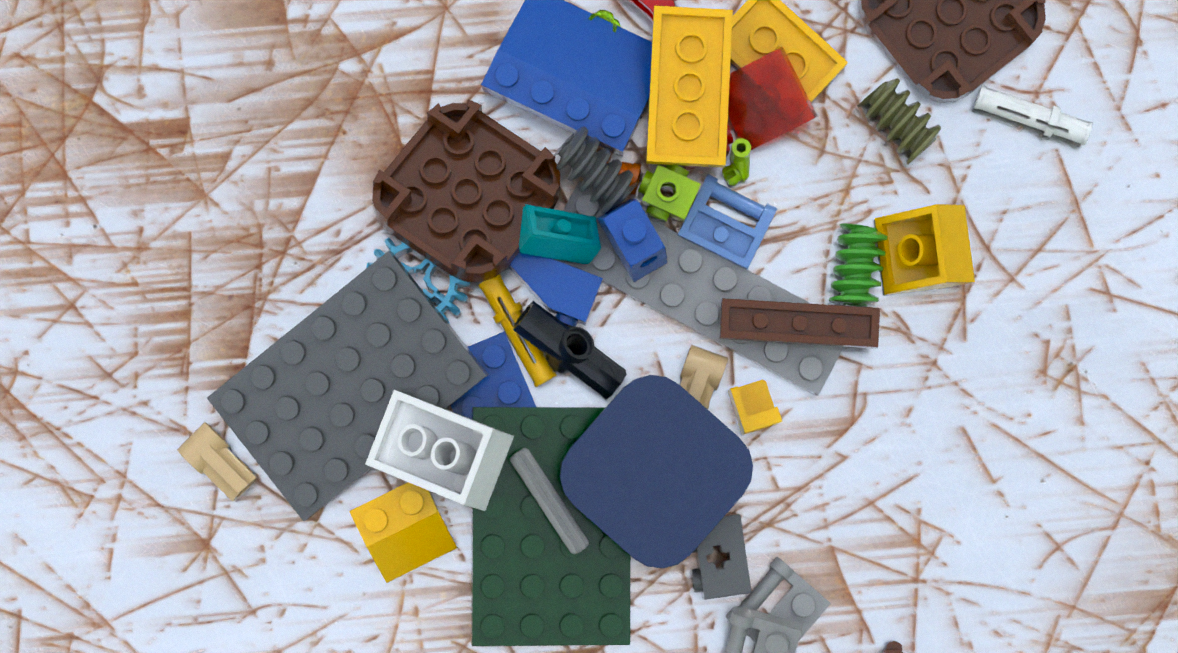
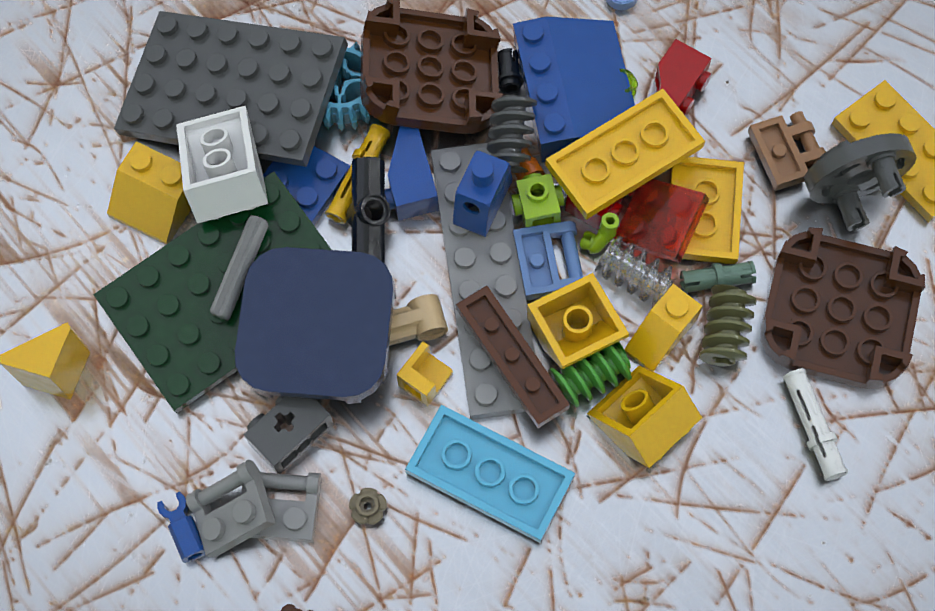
camera: 65 degrees right, 15 degrees down
(210, 455) = (119, 40): tan piece -> none
(514, 119) = (509, 76): none -> black pin
(559, 234) = (444, 142): teal slope -> none
(795, 157) = (635, 271): none -> clear piece
(812, 247) = (575, 321): none -> yellow slope
(826, 529) = (370, 516): none -> dark tan plate
(847, 90) = (717, 274): none -> sand green pin
(862, 175) = (663, 328): none -> yellow slope
(880, 414) = (490, 473): none -> medium azure plate

